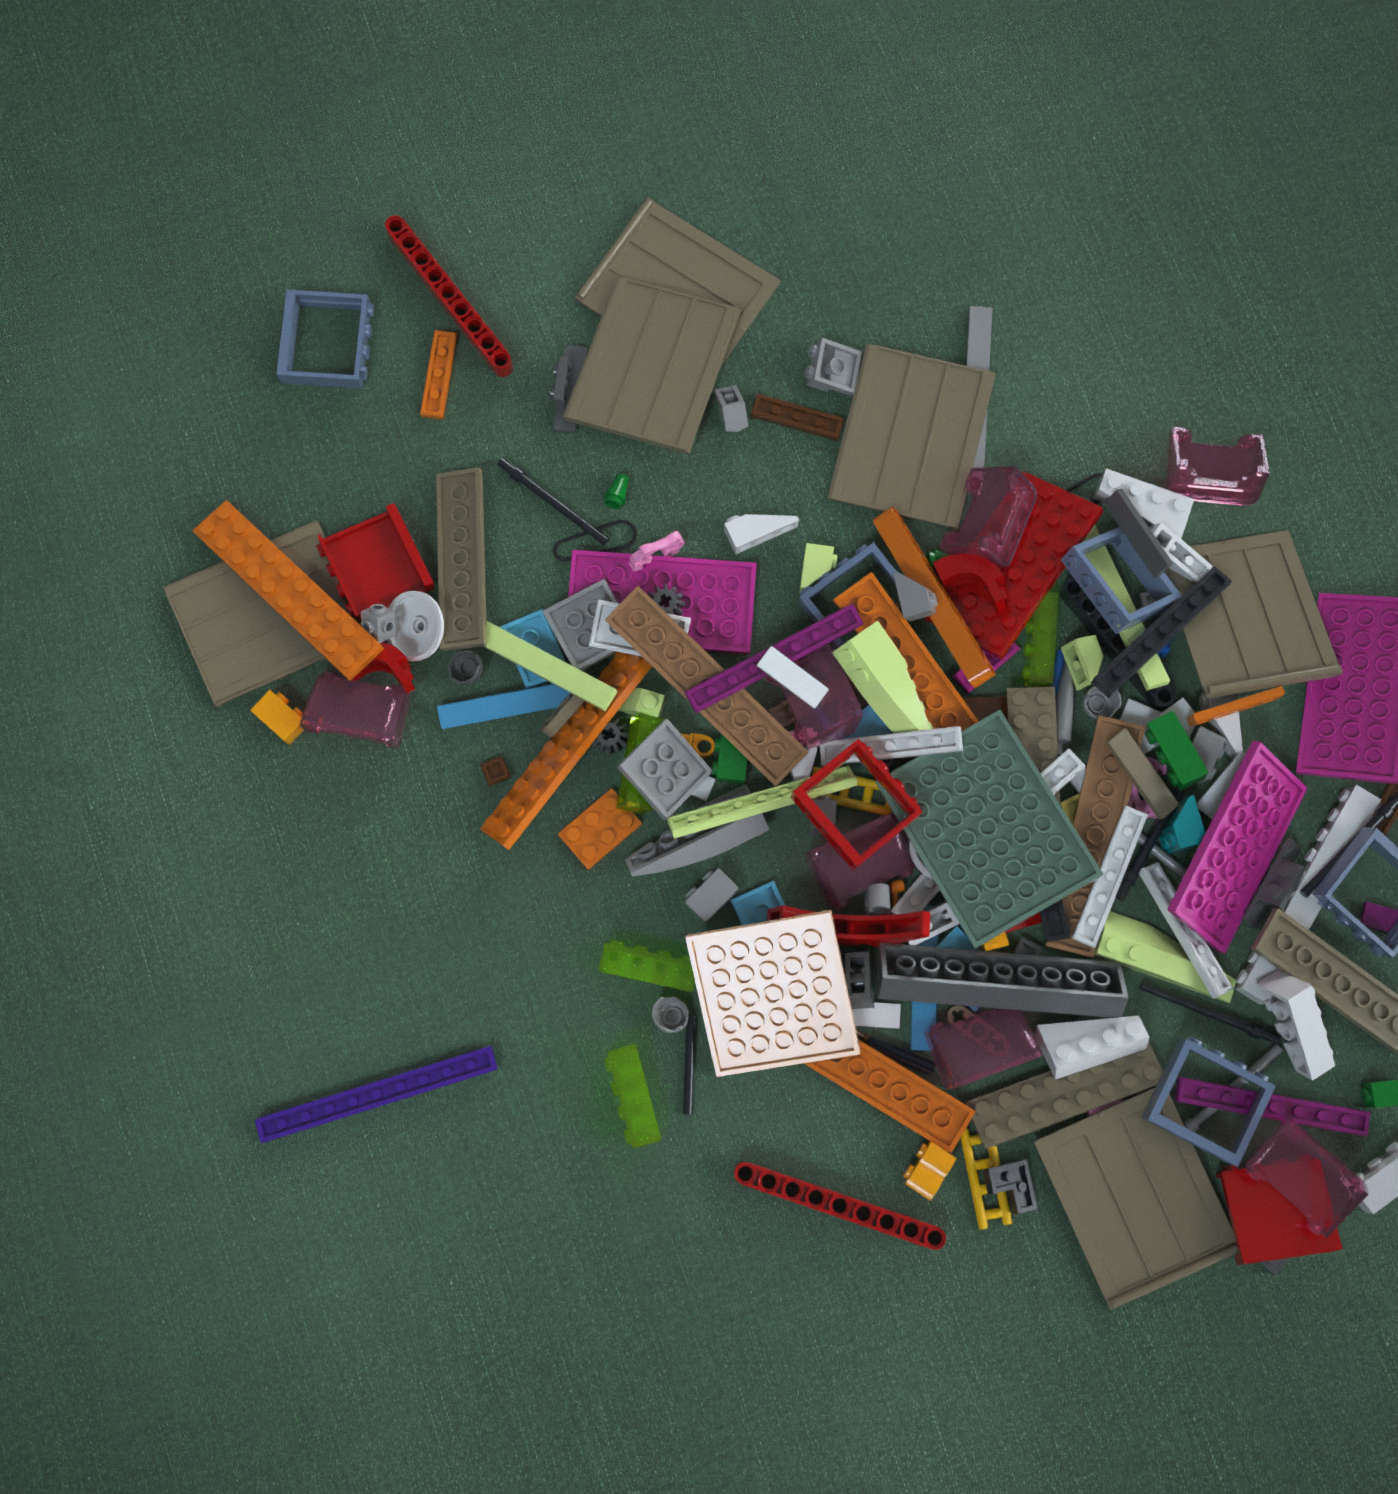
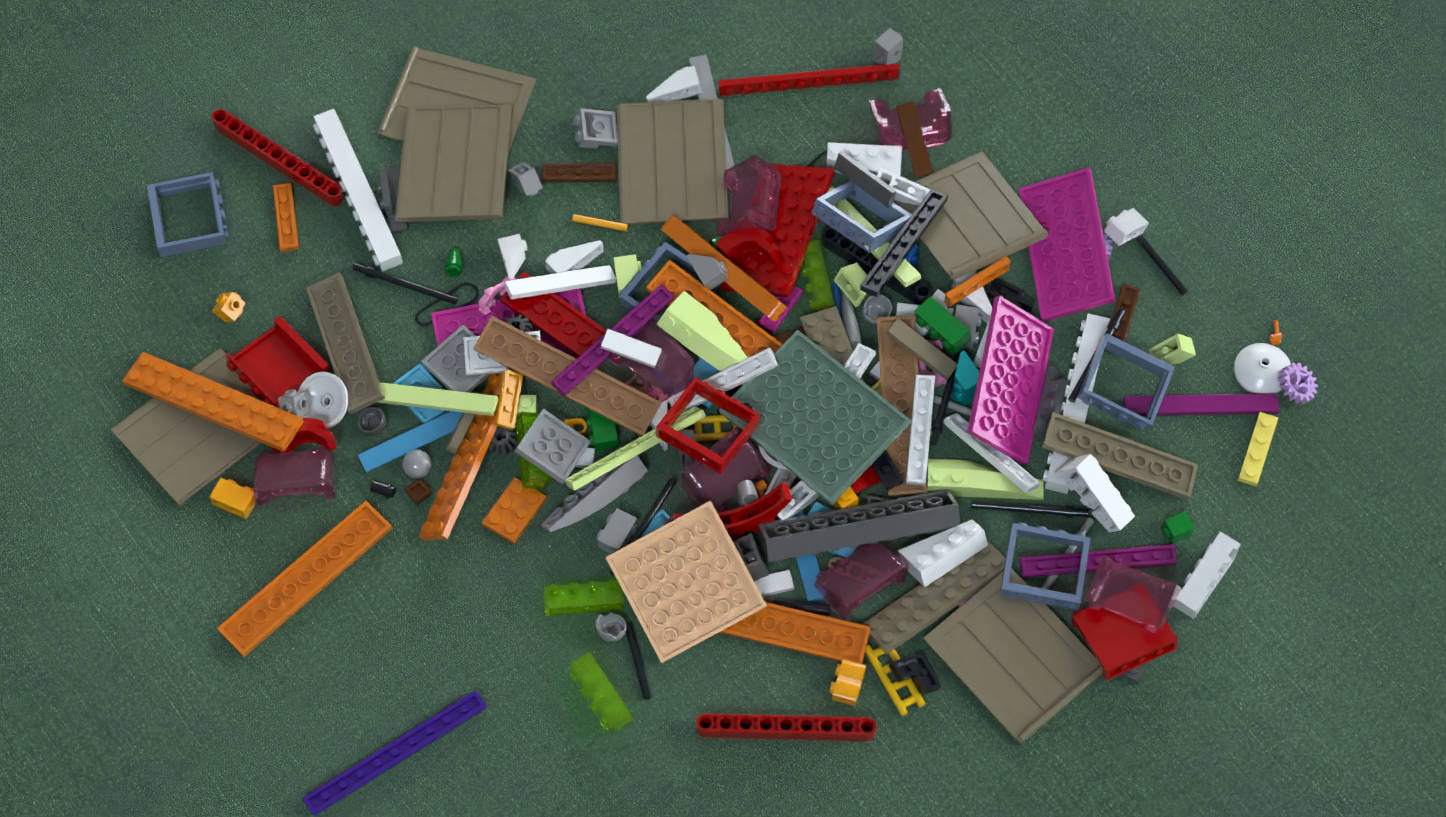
camera: 15 degrees left, 15 degrees down
(333, 843) = (304, 578): none -> orange plate
(340, 472) = (229, 306): none -> light orange brick
(460, 760) = (383, 489): none -> black pin
(503, 736) = (416, 464): none -> light grey hair
(530, 364) = (358, 190): none -> white brick
(630, 694) = (508, 399): none -> light orange tile
(688, 503) = (512, 253): none -> white slope
(715, 599) = (557, 320): none -> red plate
(733, 557) = (560, 282): none -> white tile
(751, 891) = (651, 514): none -> black bar
(803, 489) = (599, 222): none -> light orange bar
(950, 340) = (678, 86): none -> white slope
(1106, 376) = (808, 79): none -> red plate
(1212, 493) = (914, 139): none -> reddish brown tile
(1215, 365) = (888, 48): none -> light grey brick
(1266, 729) = (1009, 292): none -> black hinge

